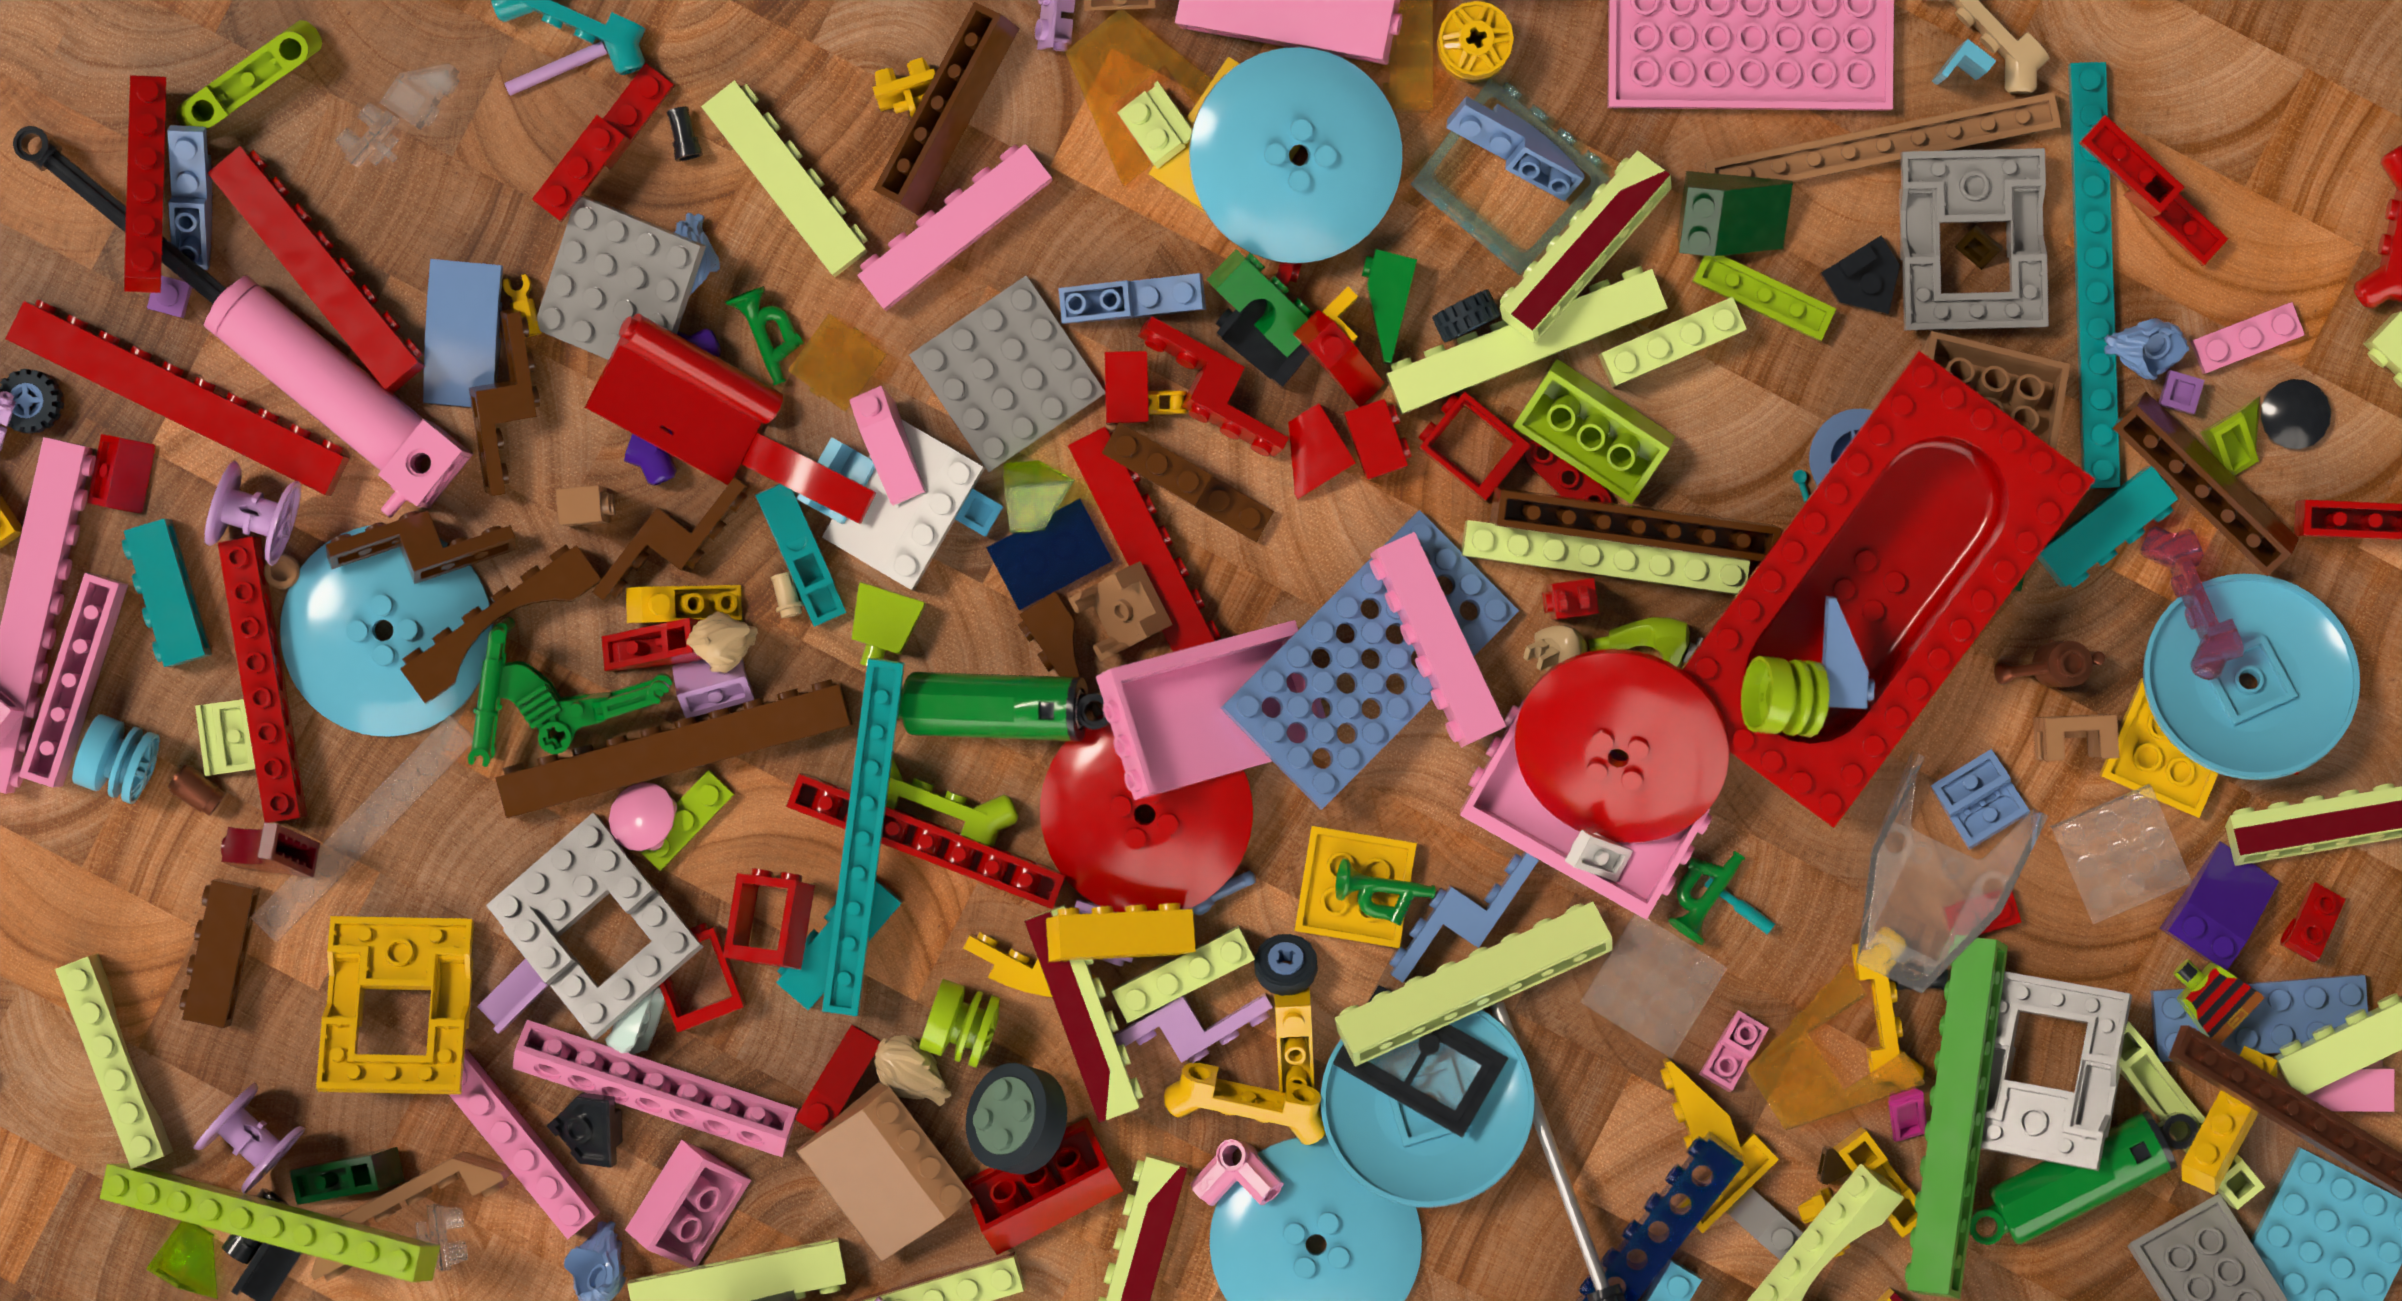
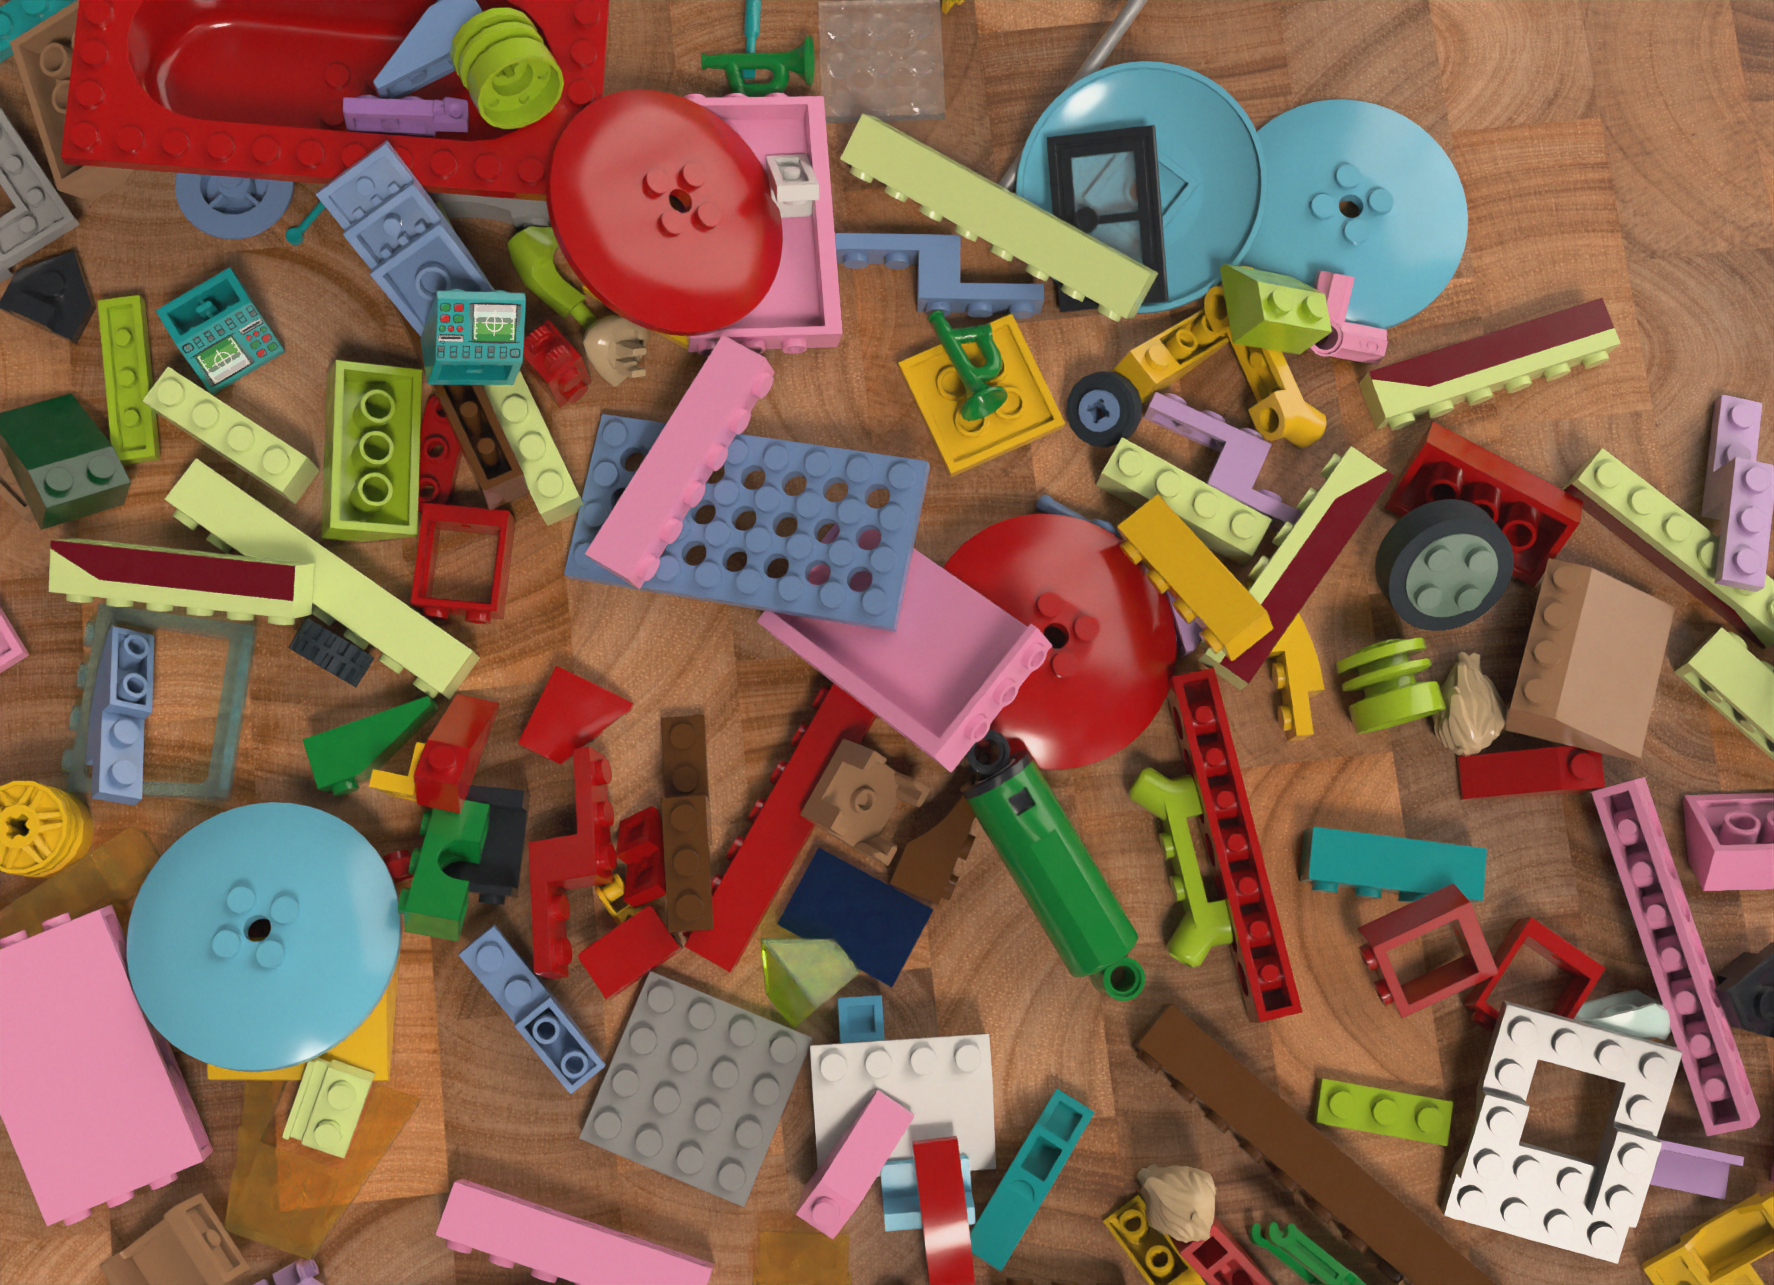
camera: 130 degrees left, 10 degrees down
(642, 816) = (1413, 1158): bright pink dish -> none
(706, 691) = (1241, 1184): lavender panel -> none
(786, 595) = (1082, 1164): tan pin -> none
(863, 836) = (1275, 910): teal plate -> none
(884, 621) = (1040, 1042): lime torso -> none
(1188, 440) = (642, 850): none -> red slope
(1275, 1128) = (1273, 310): none -> lime slope
(1376, 438) = (518, 662): red brick -> none
(1611, 551) = (474, 338): none -> teal slope
(1711, 549) = (400, 234): none -> medium blue slope
(1753, 381) = (220, 331): none -> teal slope
(1801, 608) = (405, 116): none -> medium lavender hinge

